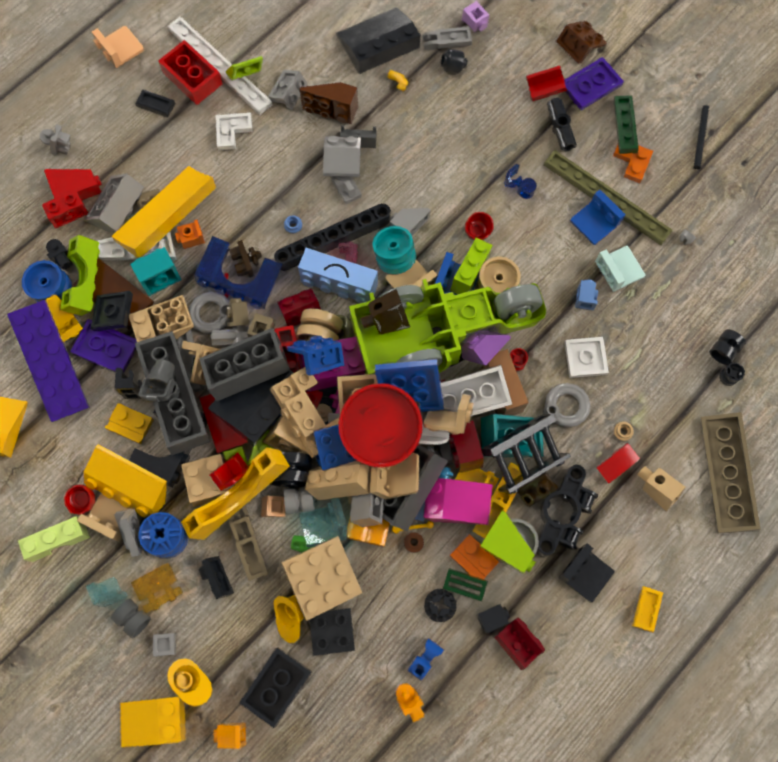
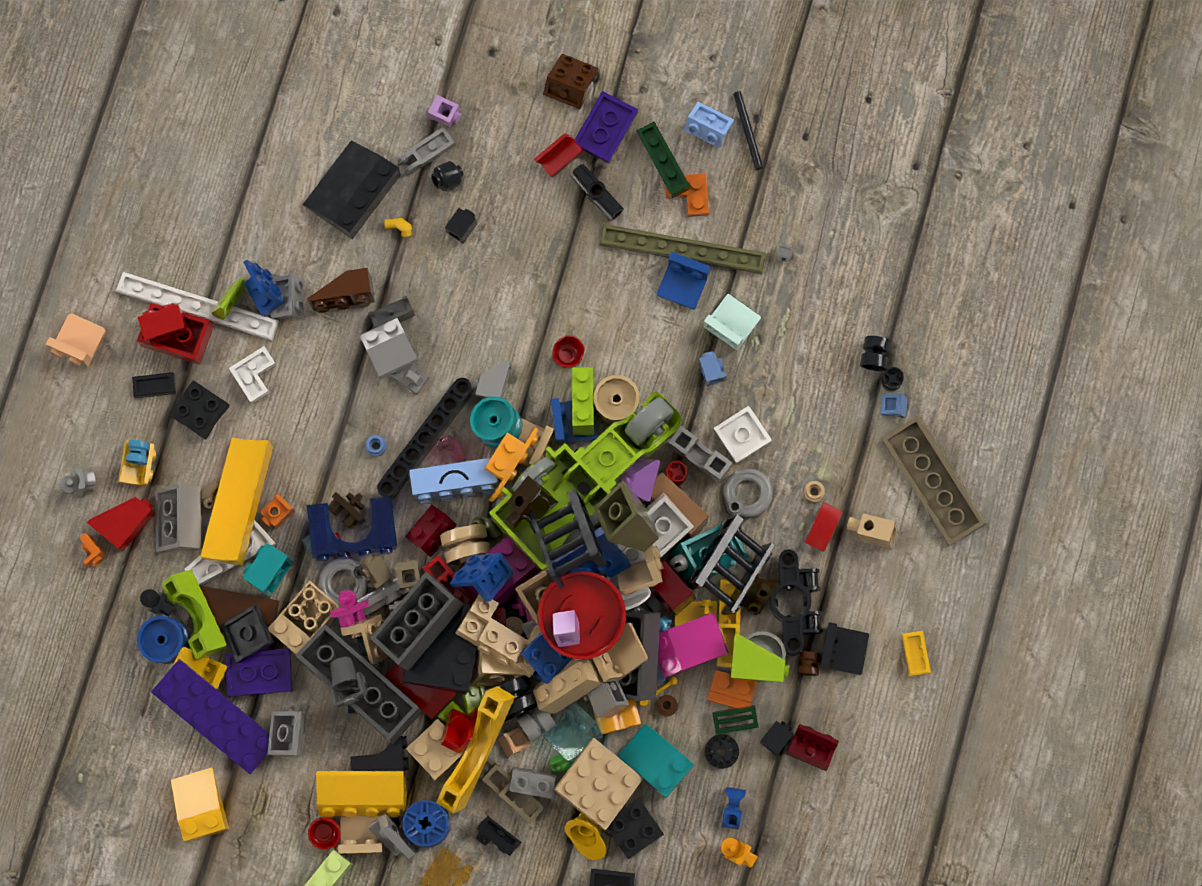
camera: 20 degrees left, 5 degrees up
(38, 193) = (90, 546): none -> orange bracket
(65, 209) = (132, 551): red bracket -> none
(96, 404) = (286, 733): none -> light grey slope
(107, 148) = (133, 473): none -> yellow bracket
(111, 138) = (137, 452): none -> dark azure wheel
(125, 385) = (309, 700): black hinge -> none
(129, 423) = (327, 735): yellow plate -> none
(176, 134) = (199, 409): none -> black brick
(182, 55) = (162, 323): none -> red brick
(198, 332) = (349, 610): none -> dark pink hips
(269, 547) = (533, 782): none -> light grey bracket
(273, 70) = (262, 289): none -> blue bracket
(361, 429) = (566, 628): none -> lavender panel
(381, 584) = (656, 760): none -> teal slope
(388, 276) = (506, 457): none -> light orange bracket
(418, 360) = (587, 537): none -> black fence
(445, 99) = (461, 224): none -> black brick
(459, 364) = (625, 519): none -> olive slope
(484, 430) = (679, 563): none -> light grey hinge
(526, 187) = (594, 282): clear blue leg -> none
(537, 344) = (693, 451): none -> light grey arch
(551, 569) = (809, 663): none -> reddish brown wheel
(672, 118) = (708, 124): none -> light blue bracket
(722, 396) = (894, 405): none -> medium blue slope

